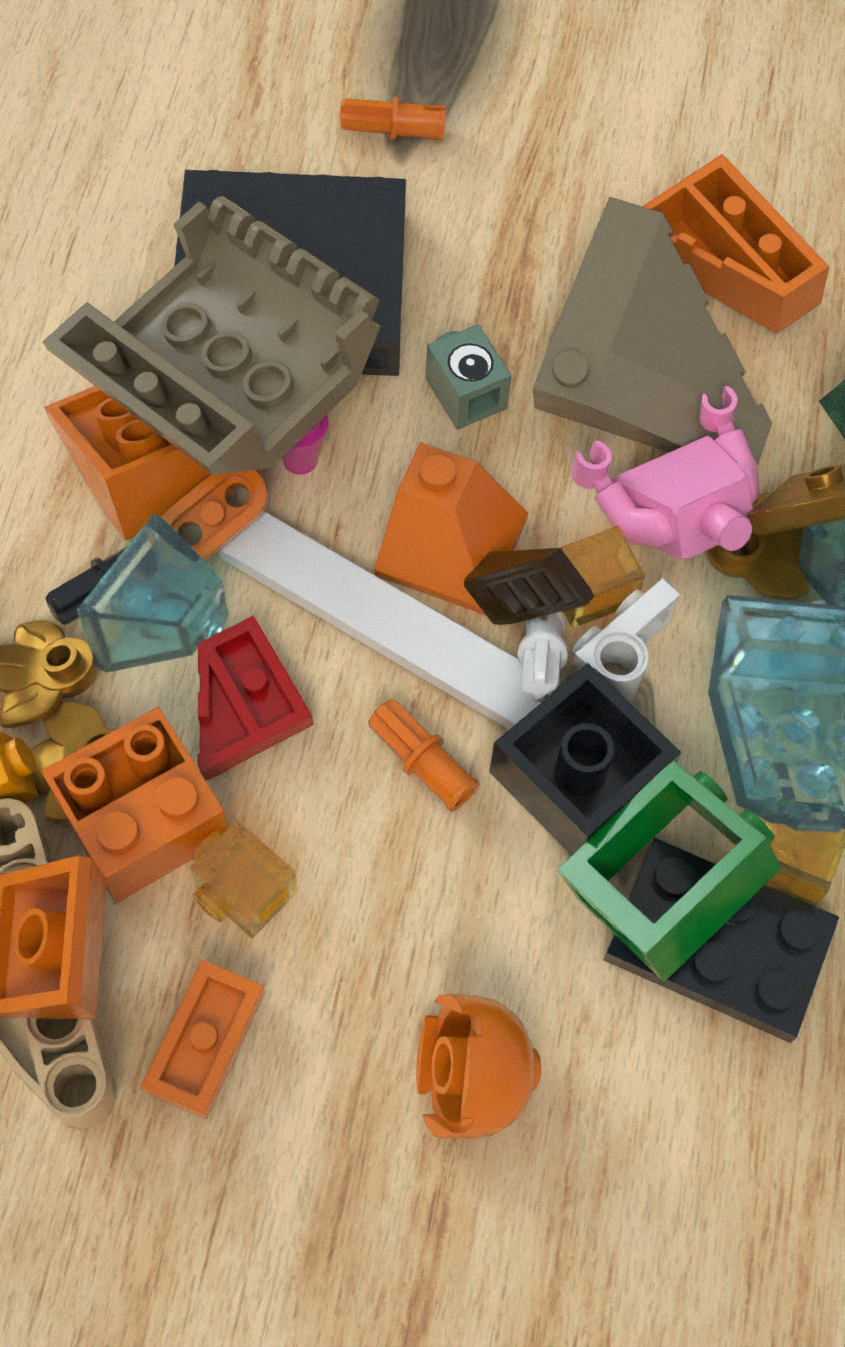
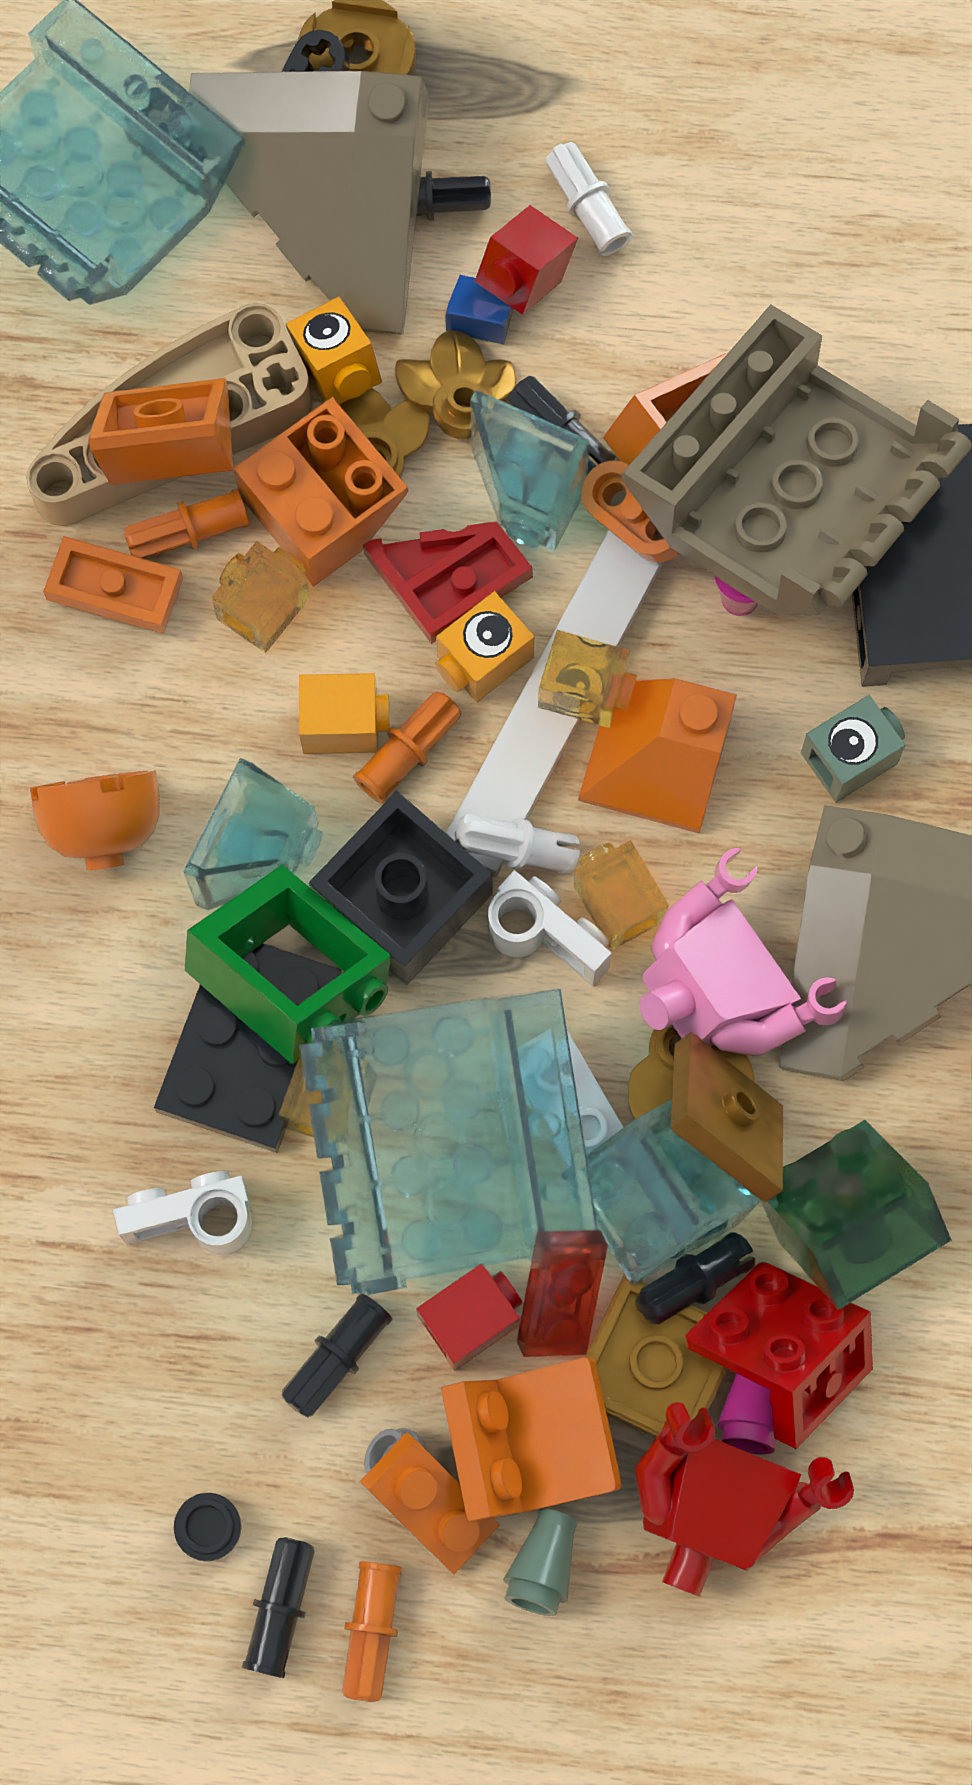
camera: 90 degrees right, 10 degrees up
(145, 954) = (186, 525): none -> orange axle
(330, 669) = (483, 648): none -> light orange brick
(383, 573) = (586, 679): none -> clear yellow brick
(384, 811) = (341, 713): none -> light orange brick
(522, 907) = (249, 836): none -> clear light blue slope
(526, 585) = (590, 815): dark brown slope -> none

